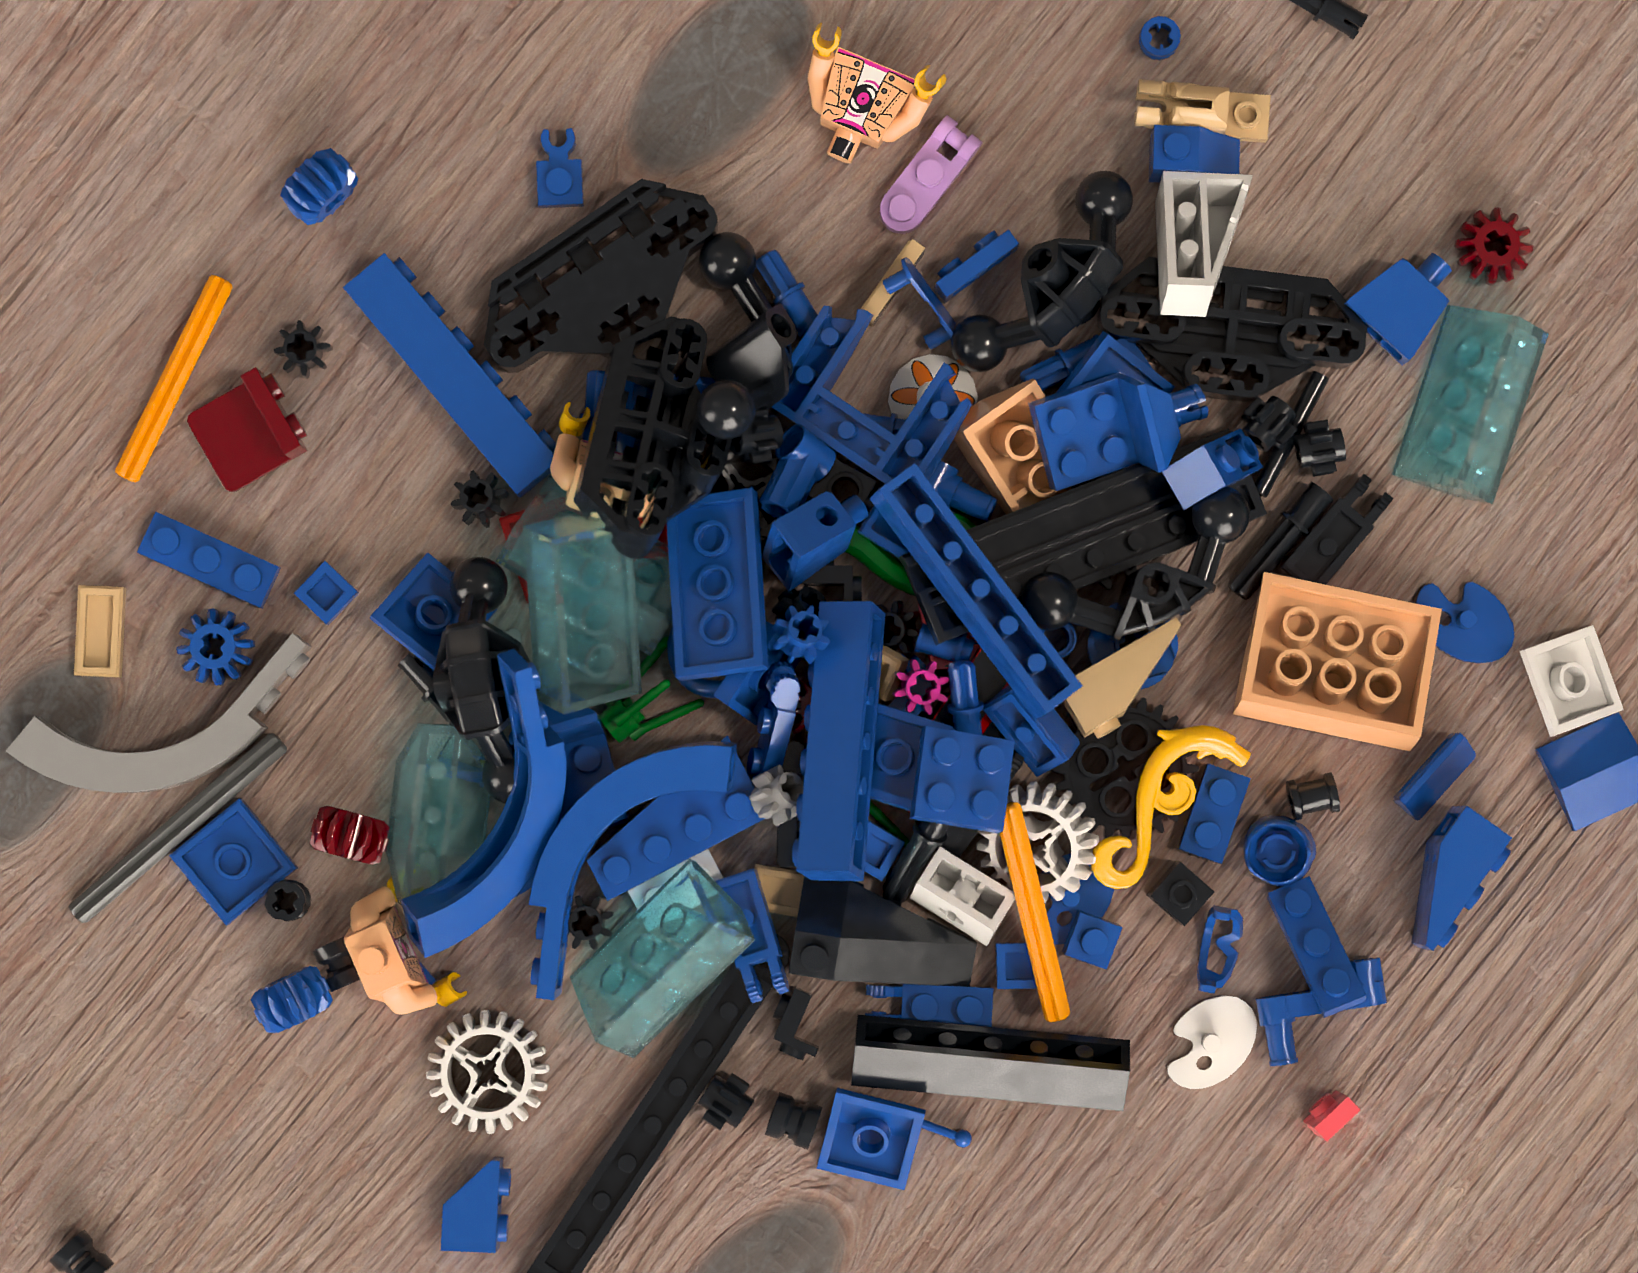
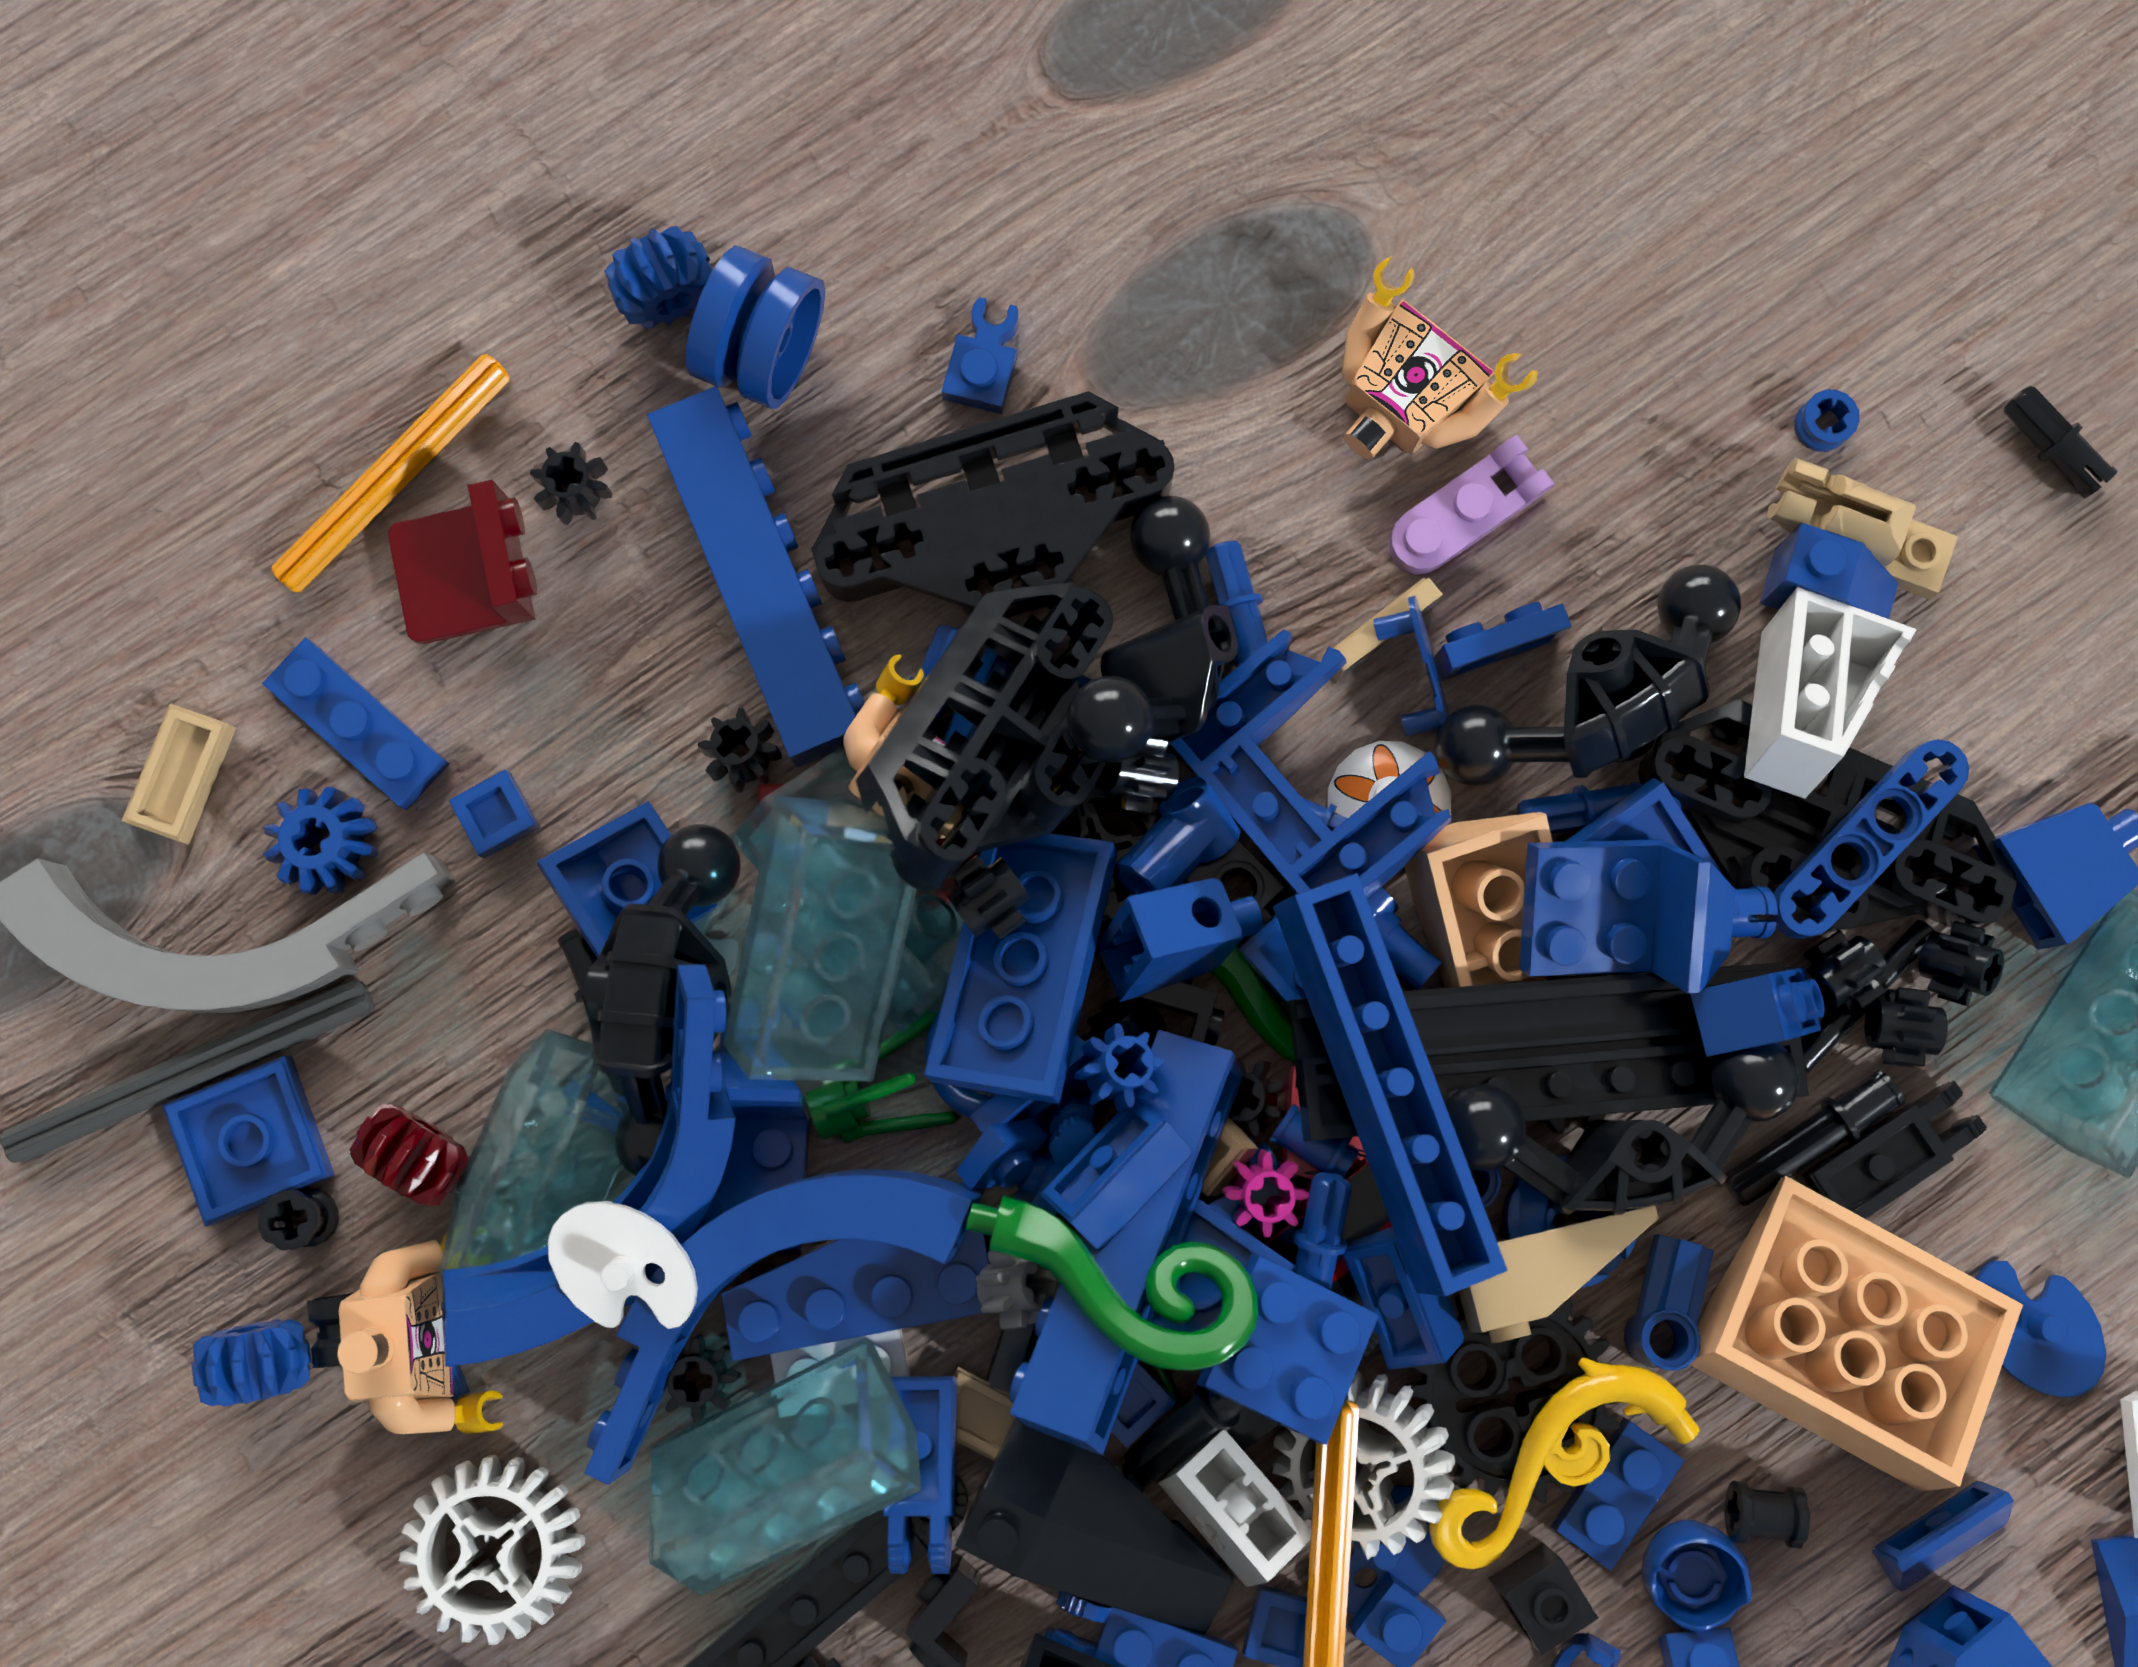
camera: 15 degrees right, 5 degrees down
(398, 203) = (754, 327): none -> blue wheel
(505, 858) = (602, 1260): none -> white piece
(682, 549) = (989, 897): none -> black gear
(742, 713) = (1002, 1154): none -> blue plate
(787, 757) = (1046, 1240): none -> green plant
(819, 701) = (1117, 1173): none -> blue slope
(1212, 674) = (1672, 1294): none -> blue piece
(1251, 328) = (1873, 844): none -> blue beam
(1346, 393) = (1961, 963): none -> black gear

